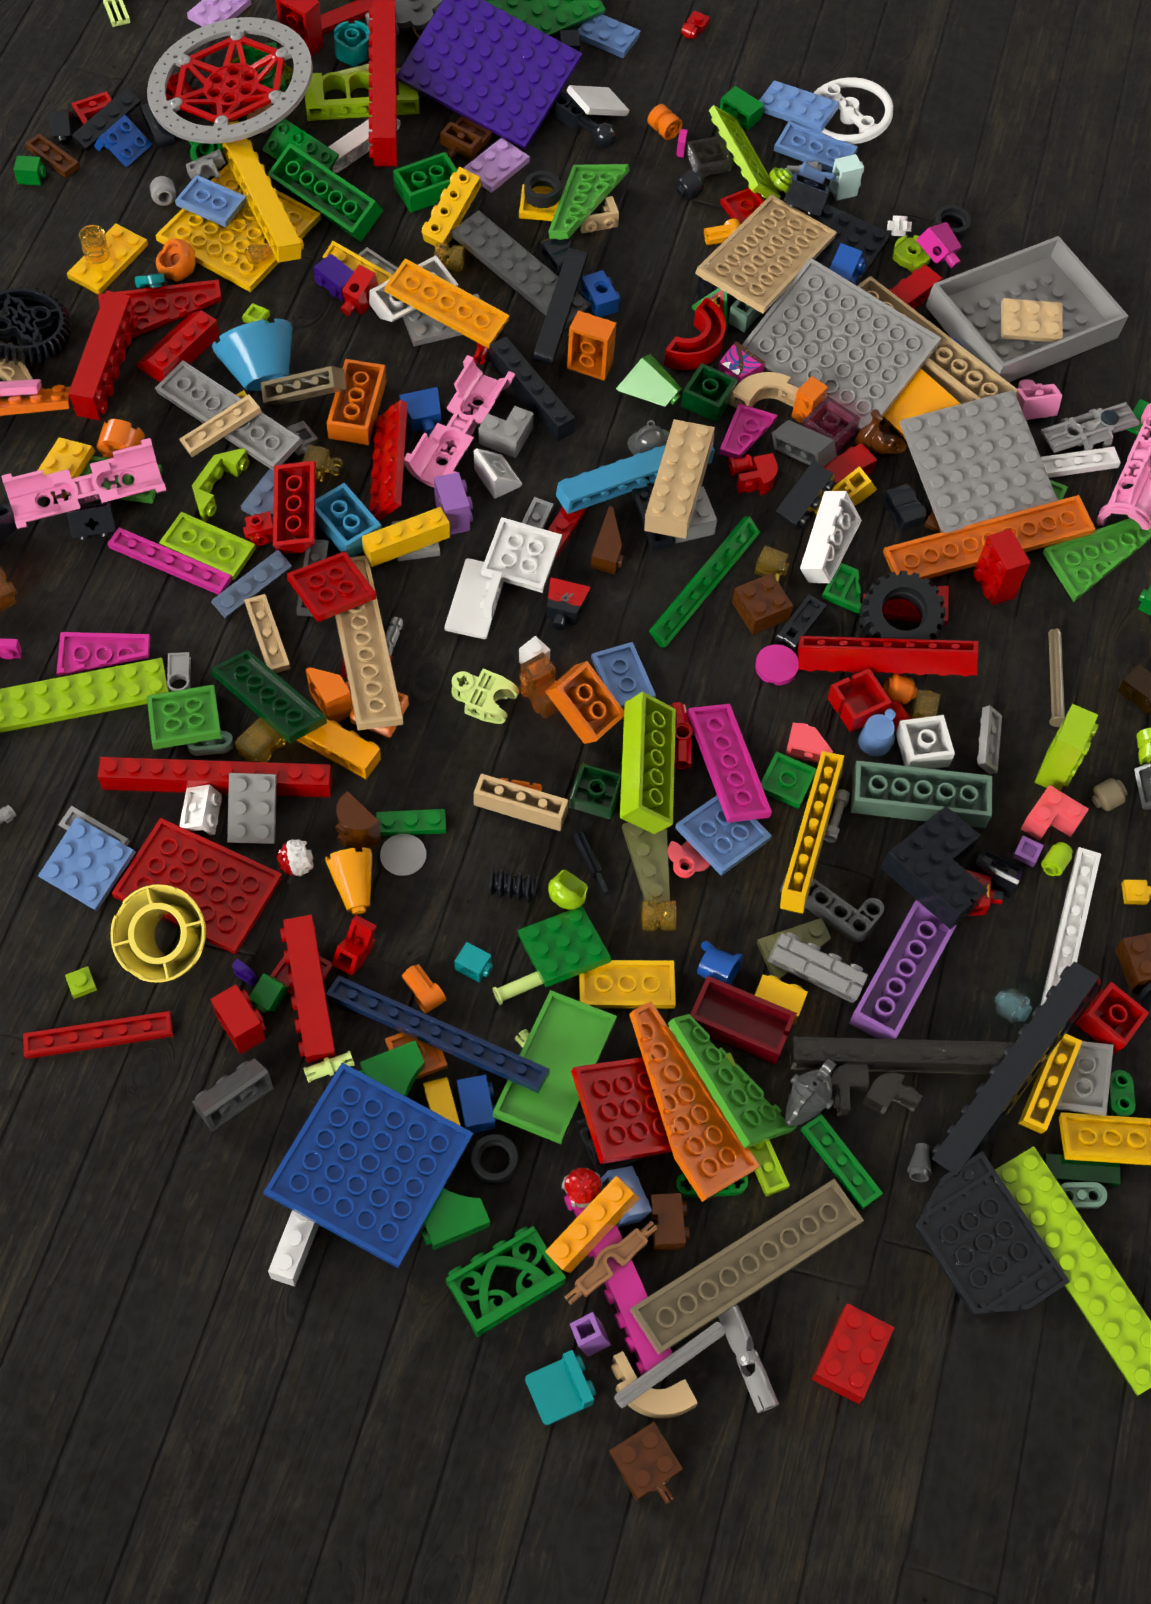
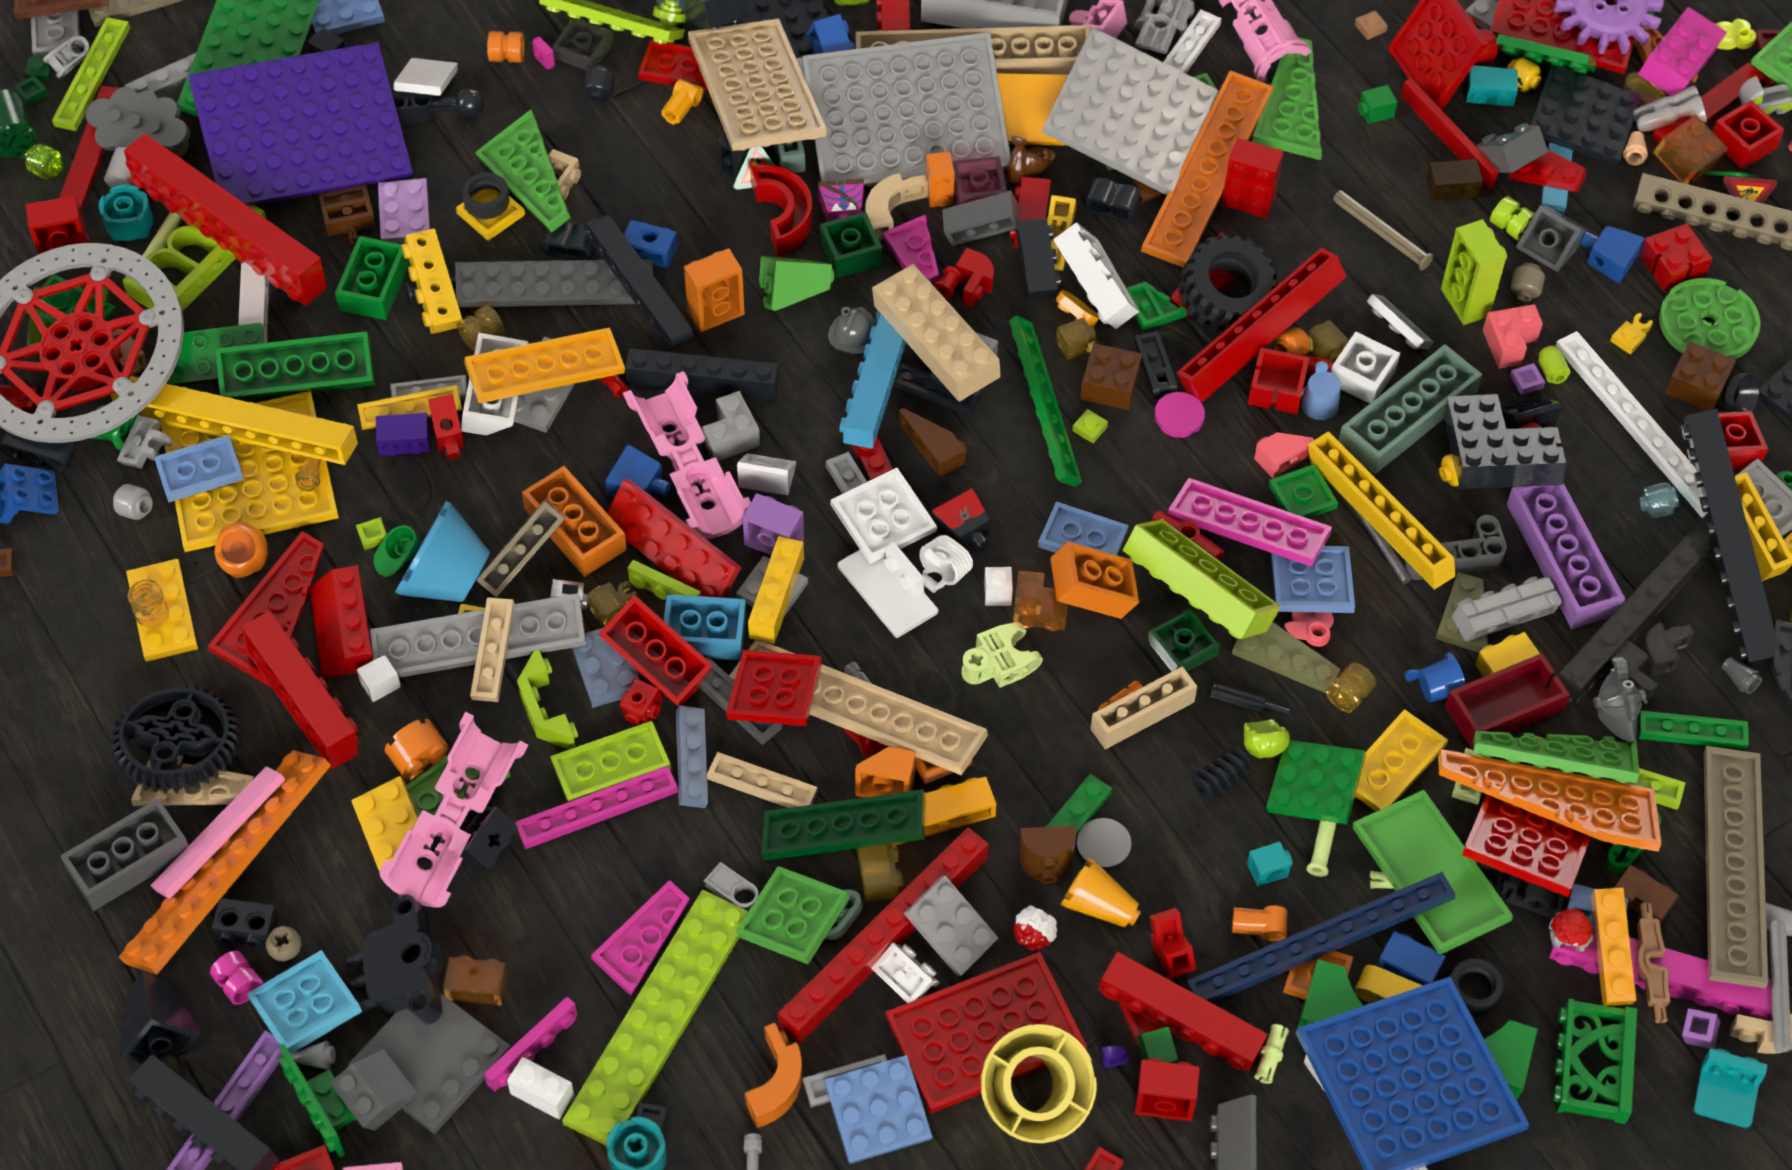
camera: 45 degrees left, 5 degrees down
(58, 800) = (779, 1093): none -> orange arch
(152, 280) = (240, 586): teal plate -> none
(154, 389) = (378, 678): none -> white panel
(356, 480) = (656, 582): none -> lime plate
(525, 608) = (947, 559): none -> white piece
(714, 621) = (1090, 426): none -> lime plate
(796, 547) = (1071, 304): none -> light orange plate

